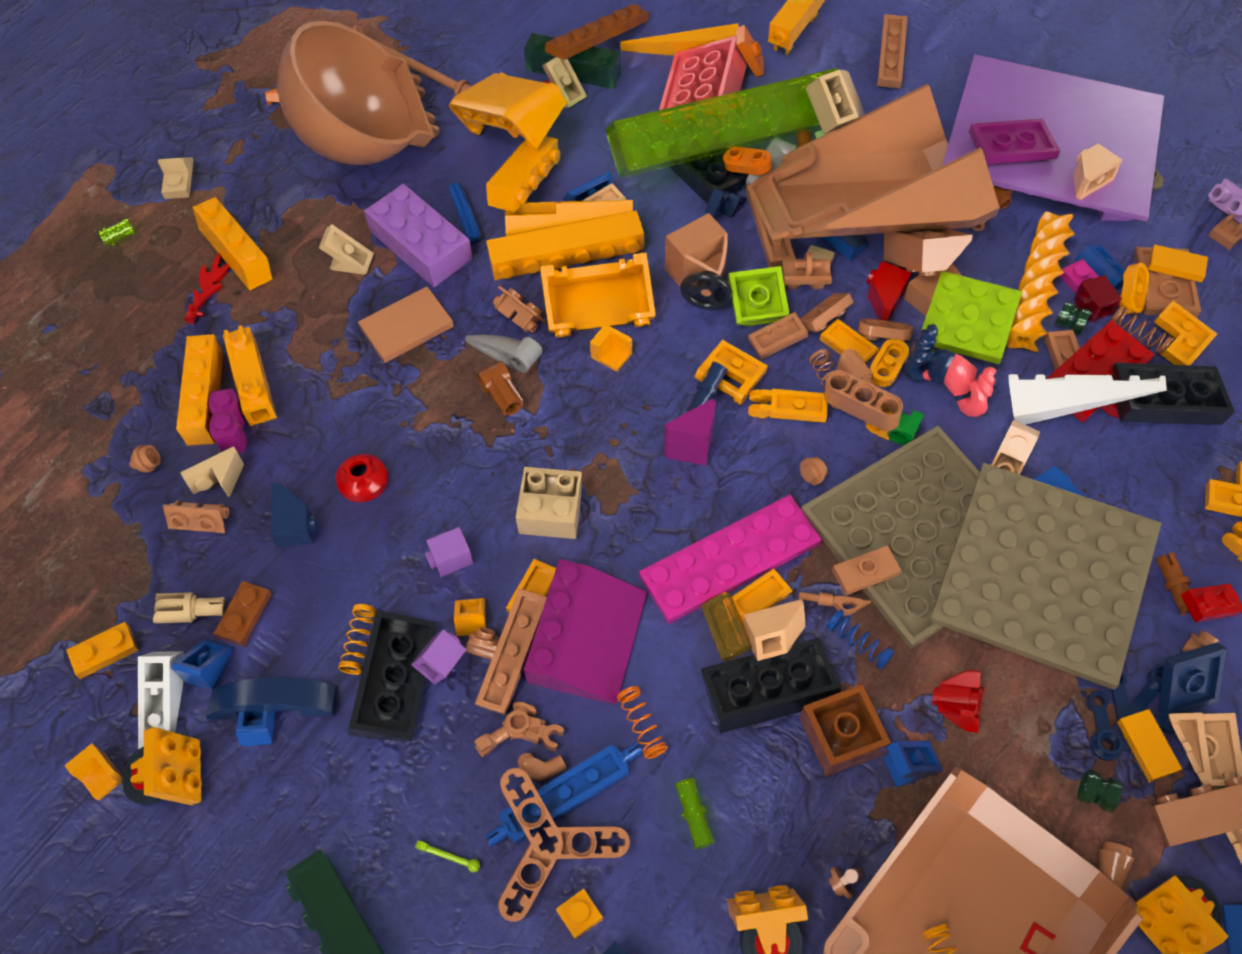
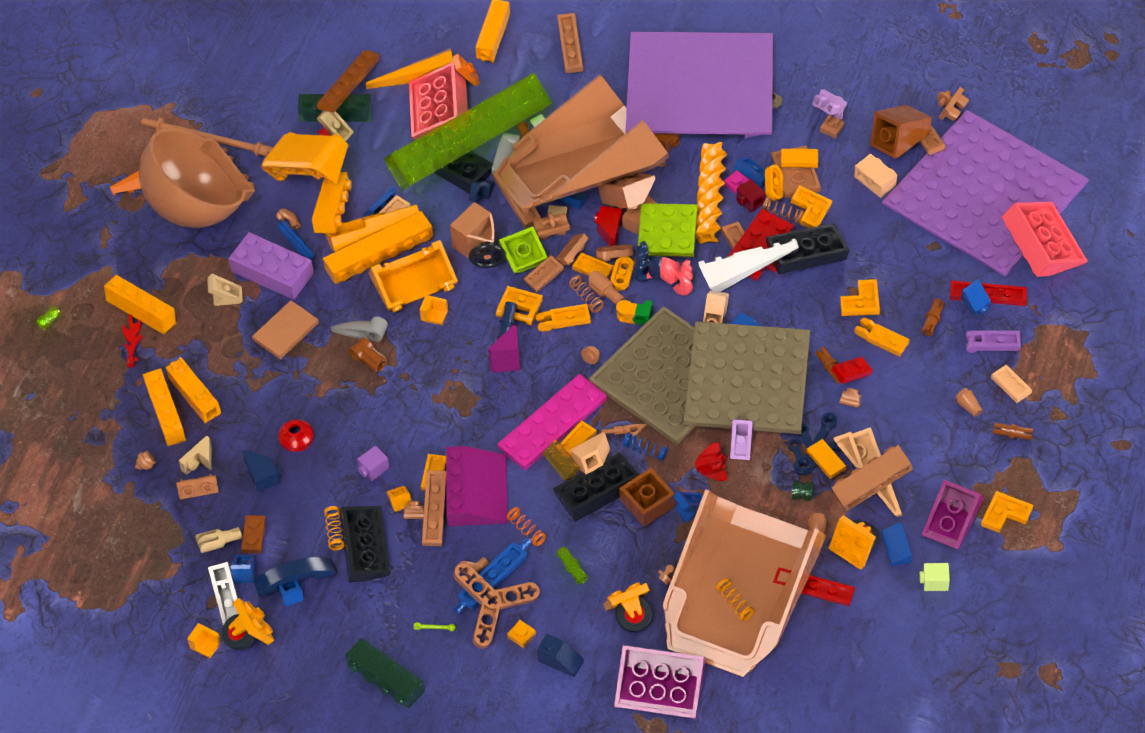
camera: 15 degrees left, 5 degrees down
(102, 650) = (173, 578): light orange plate -> none
(176, 177) = (72, 267): tan slope -> none
(227, 420) = (192, 421): magenta brick -> none
(439, 656) = (390, 522): medium lavender brick -> none
(470, 180) = (286, 214): none -> nougat arm
(511, 302) = (354, 296): nougat hinge -> none
(520, 725) = (452, 548): nougat piece -> none
(549, 503) = (427, 417): tan slope -> none
(747, 160) = (486, 155): orange plate -> none
(834, 100) = (539, 98): tan slope -> none
(866, 570) = (638, 405): nougat plate -> none
(870, 411) = (602, 296): nougat beam -> none
(1014, 141) = (670, 97): magenta plate -> none
(1015, 673) = (741, 439): none -> lavender slope
(1066, 315) = (737, 213): clear green wheel -> none
(1094, 170) = (729, 107): light nougat slope -> none
(1192, 679) = (843, 414): dark blue plate -> none

